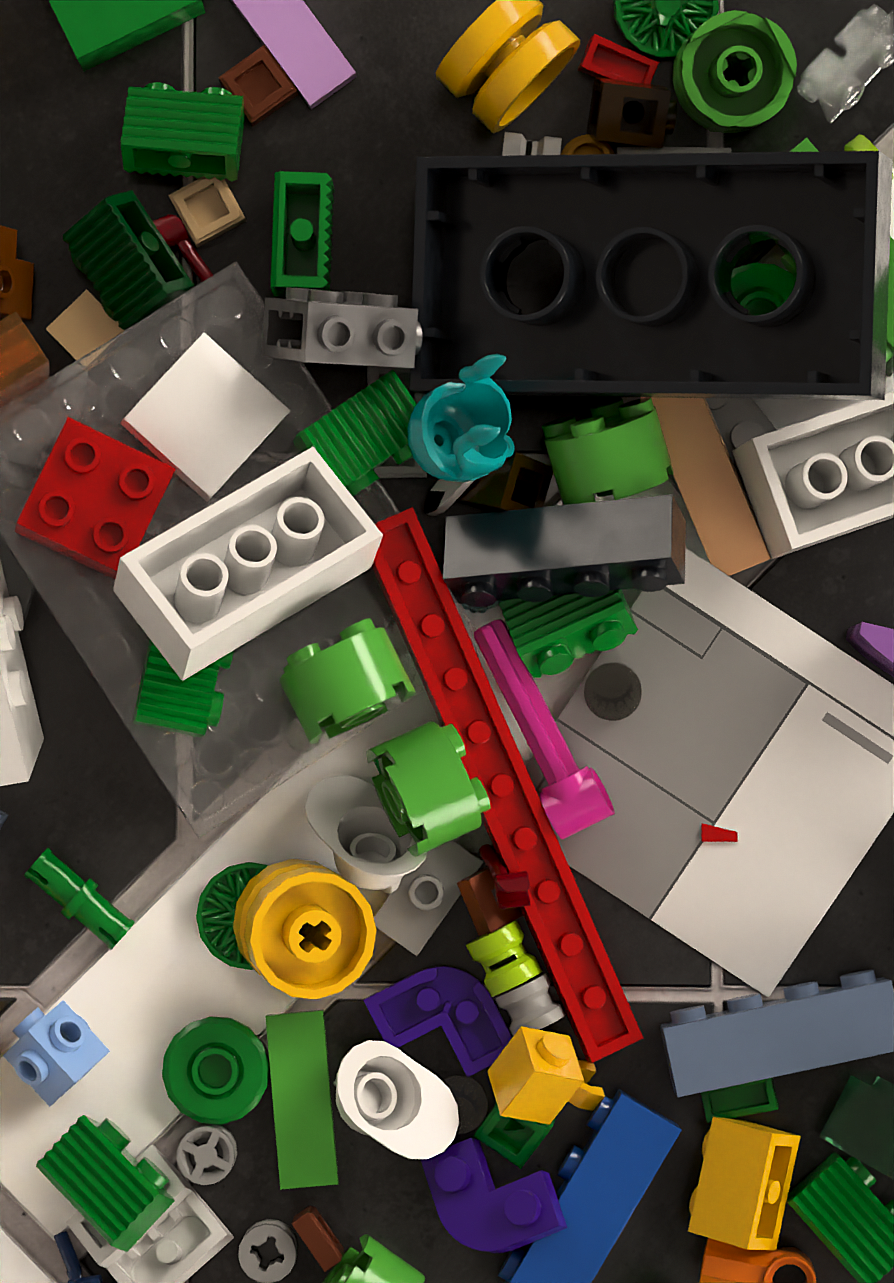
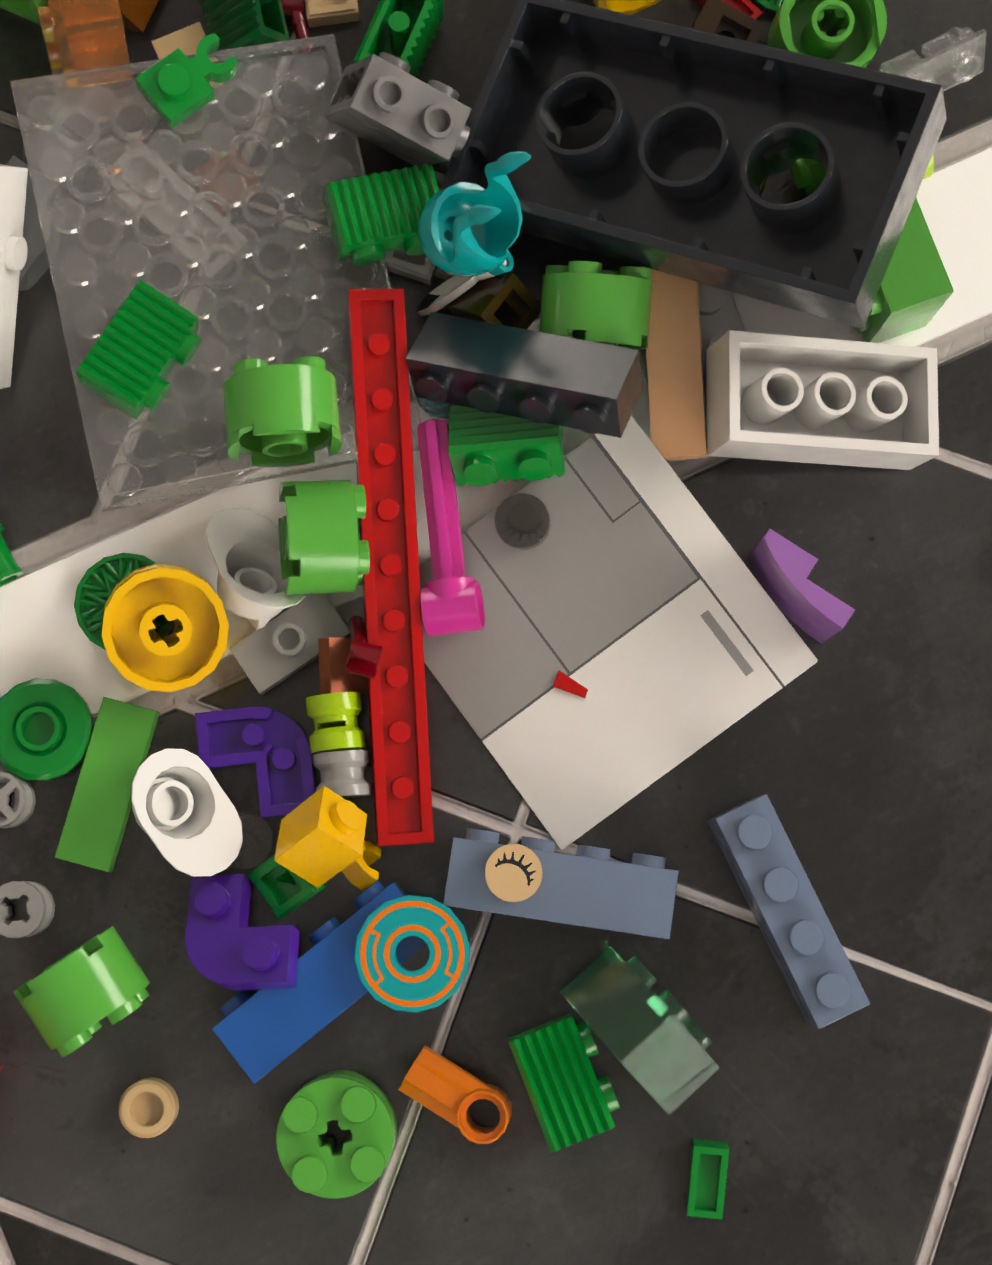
camera: 15 degrees right, 5 degrees down
(93, 498) = (121, 170): red brick -> none
(109, 380) = (181, 85): none -> green plate
(205, 417) = (251, 145): white slope -> none
(246, 563) = (230, 269): white brick -> none
(318, 1237) = (70, 913): copper tile -> none
(667, 1189) = (387, 978): none -> teal tile
(734, 1042) = (513, 872): none -> tan tile
(740, 1100) = (502, 931): green piece -> none
(743, 1183) = (480, 1017): yellow brick -> none

